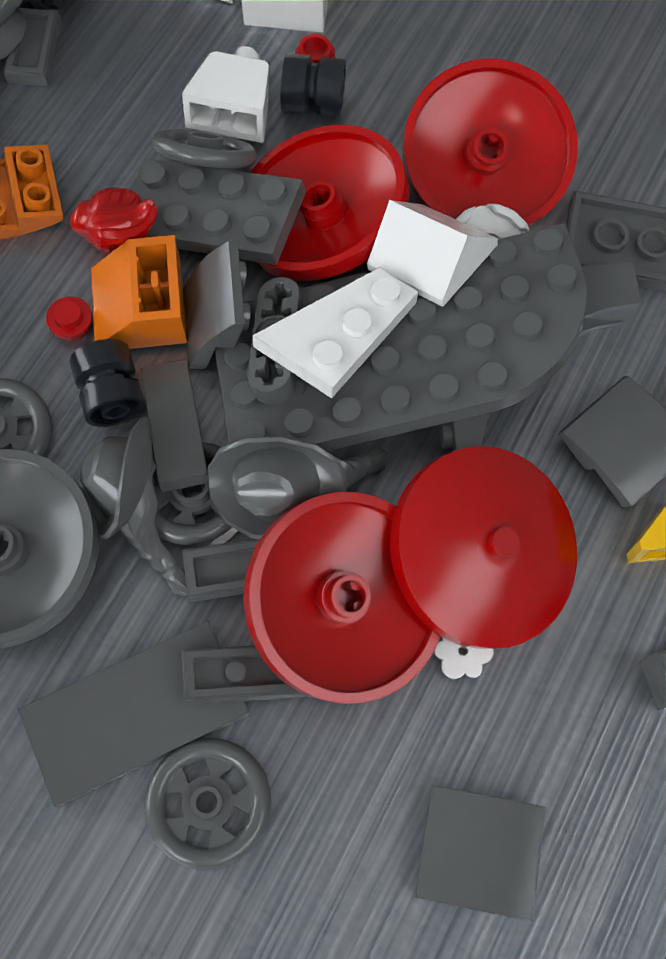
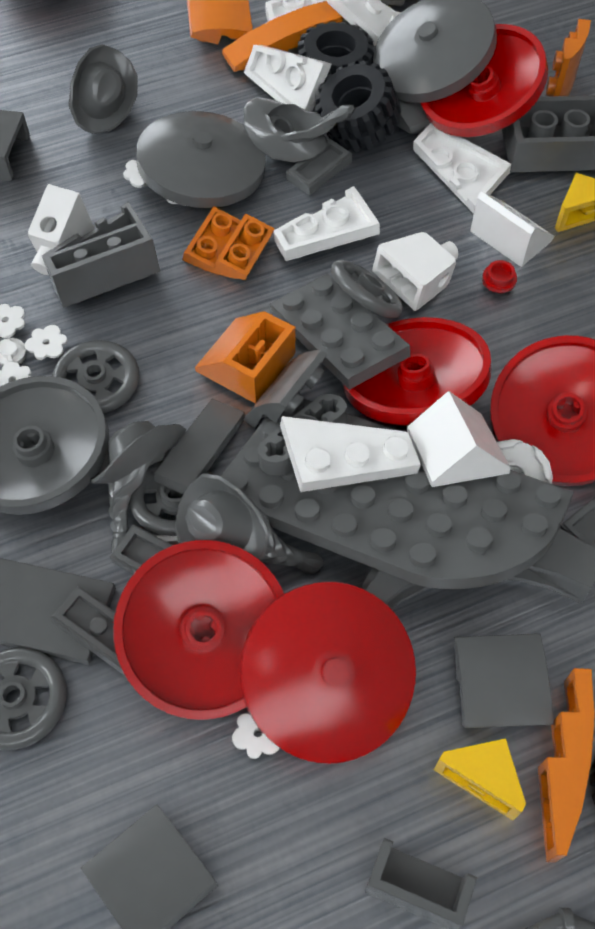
camera: 40 degrees right, 10 degrees down
(69, 318) = (196, 340): red plate -> none
(103, 107) = (330, 227): none -> white wing
(106, 383) = (181, 392): black wheel -> none
(113, 218) = (270, 293): red hair -> none
(312, 84) = (474, 290): black wheel -> none

